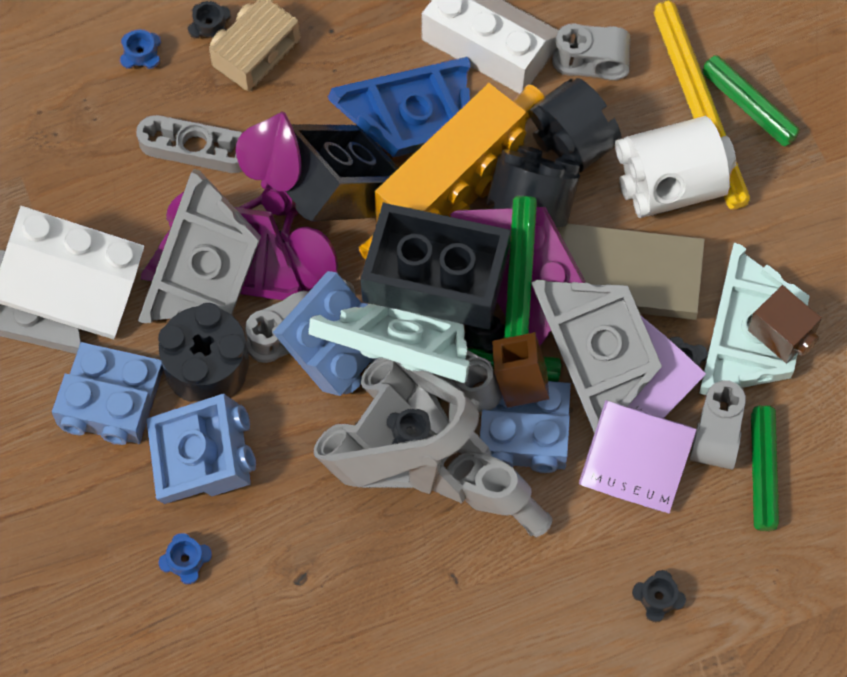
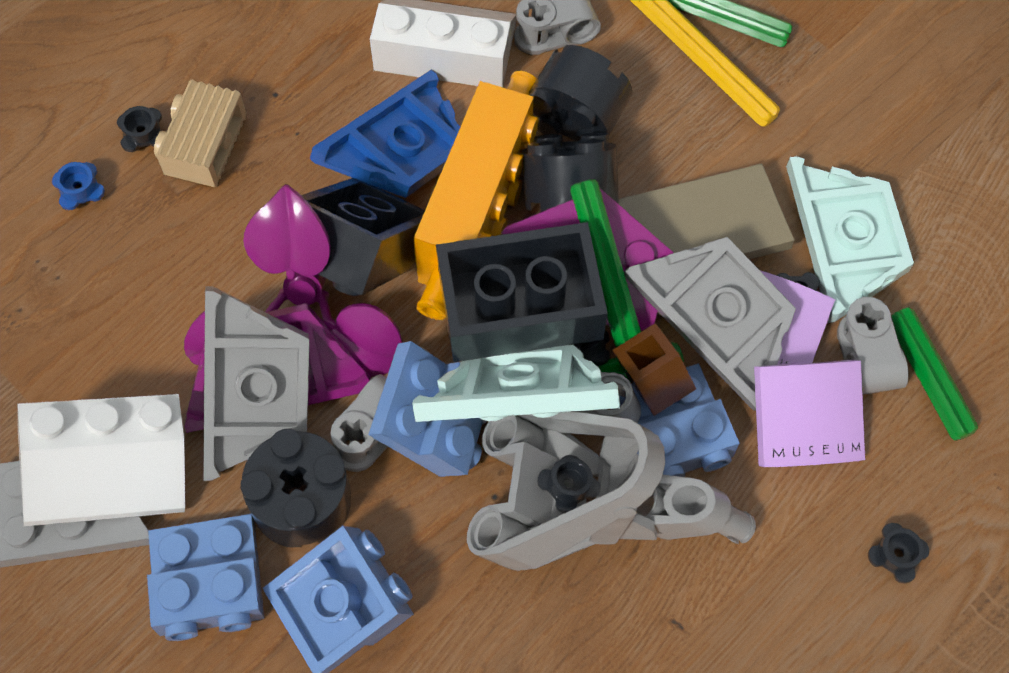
camera: 25 degrees left, 0 degrees up
(184, 129) = (166, 251): light grey beam -> none
(675, 166) = (698, 101): white cylinder -> none
(785, 325) = (890, 218): reddish brown brick -> none

